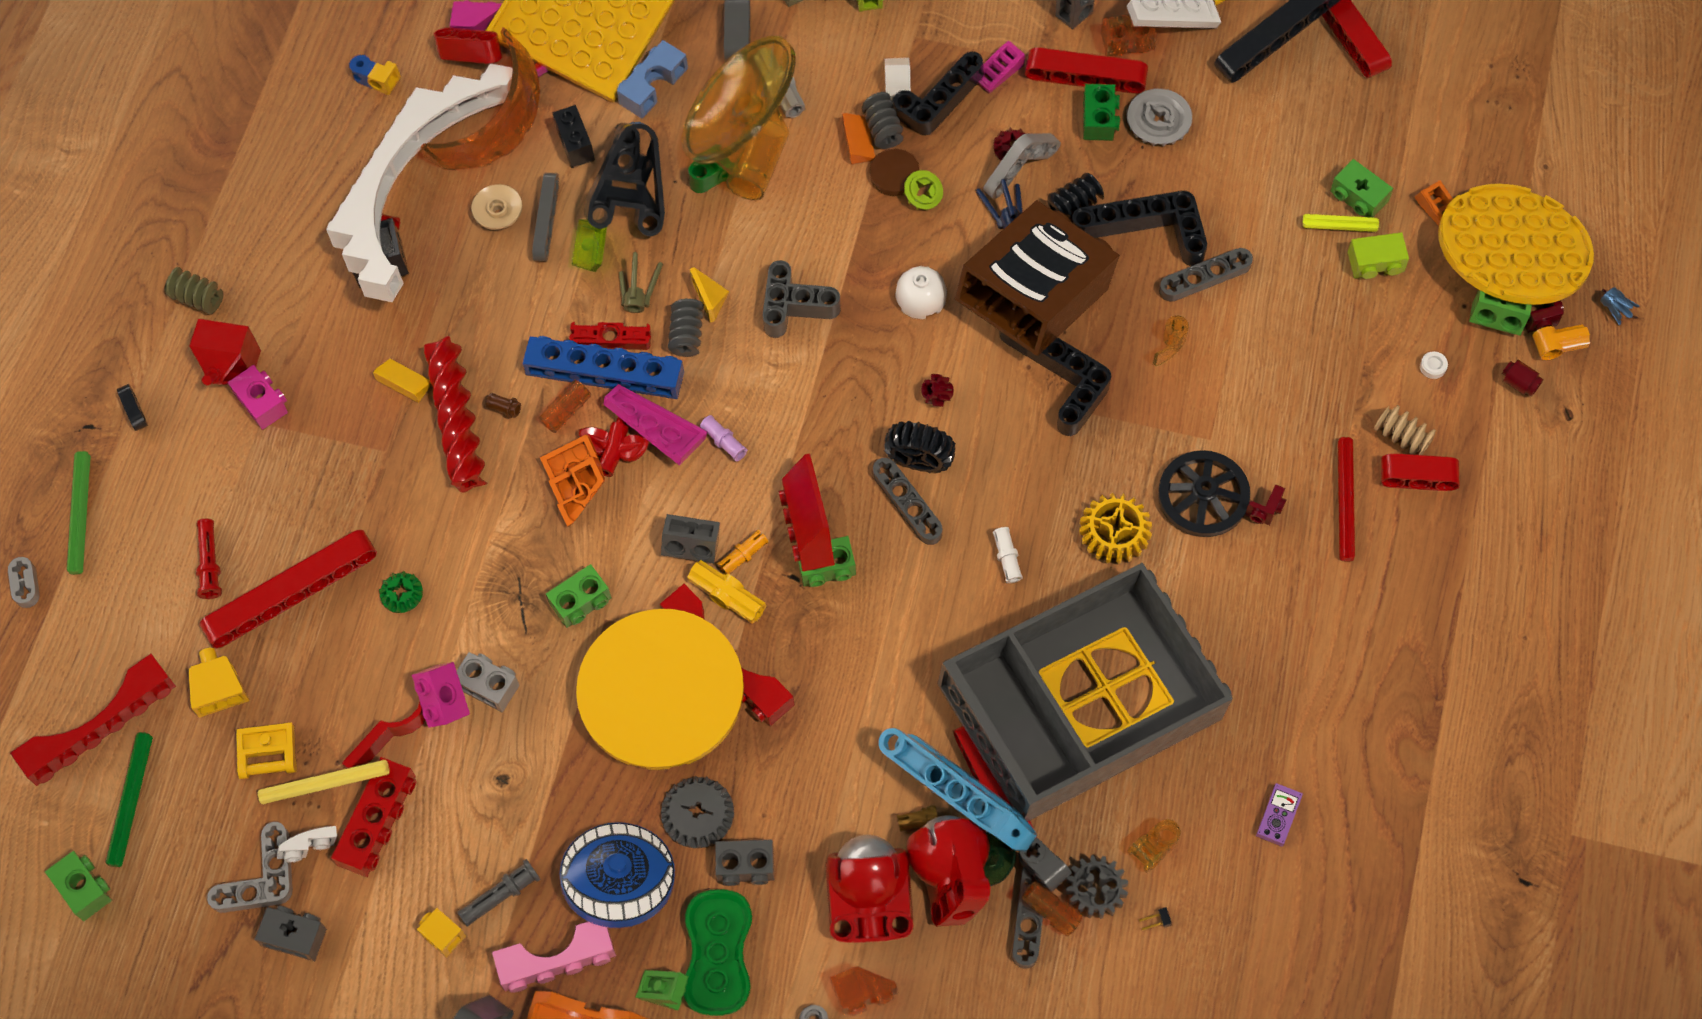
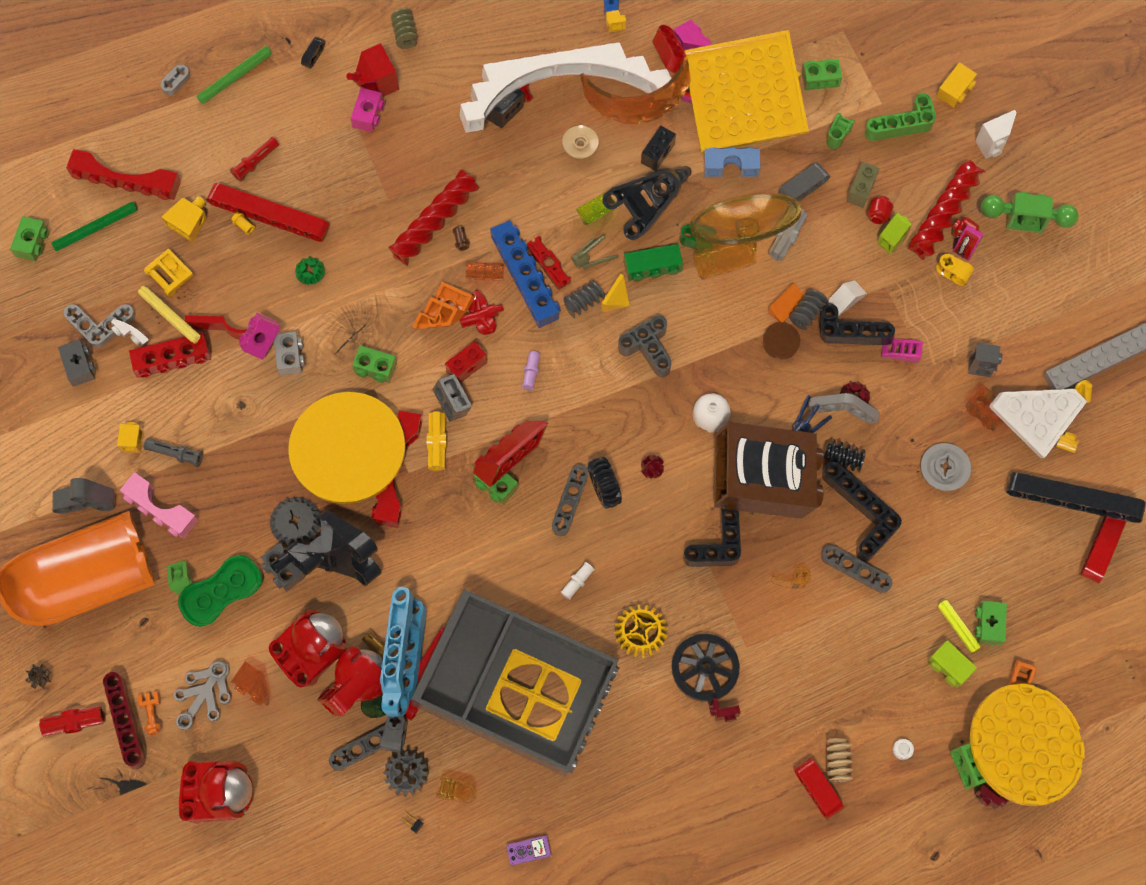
camera: 50 degrees right, 5 degrees up
(277, 626) = (239, 220): none -> yellow pin
(402, 380) = (436, 174): yellow slope -> none
(545, 217) = (595, 172): dark grey beam -> none
(617, 875) = (225, 505): dish -> none
(658, 495) = (466, 362): none -> red brick
(659, 426) = (509, 333): dark pink wing -> none
(702, 231) = (653, 262): none -> green brick
(742, 552) = (467, 432): light orange pin -> none
(805, 772) = (337, 544): none -> black connector
(934, 192) = (787, 359): lime gear -> none
(1052, 908) = (372, 756): clear orange axle -> none
(1084, 68) = (942, 401): red beam -> none
(1100, 112) = (915, 426): green brick -> none
(1346, 499) = (767, 755): red axle -> none
(1522, 377) = (935, 810): dark red brick -> none
(1553, 342) = (976, 814): light orange piece -> none
(1616, 302) = (1041, 833): flat silver piece -> none

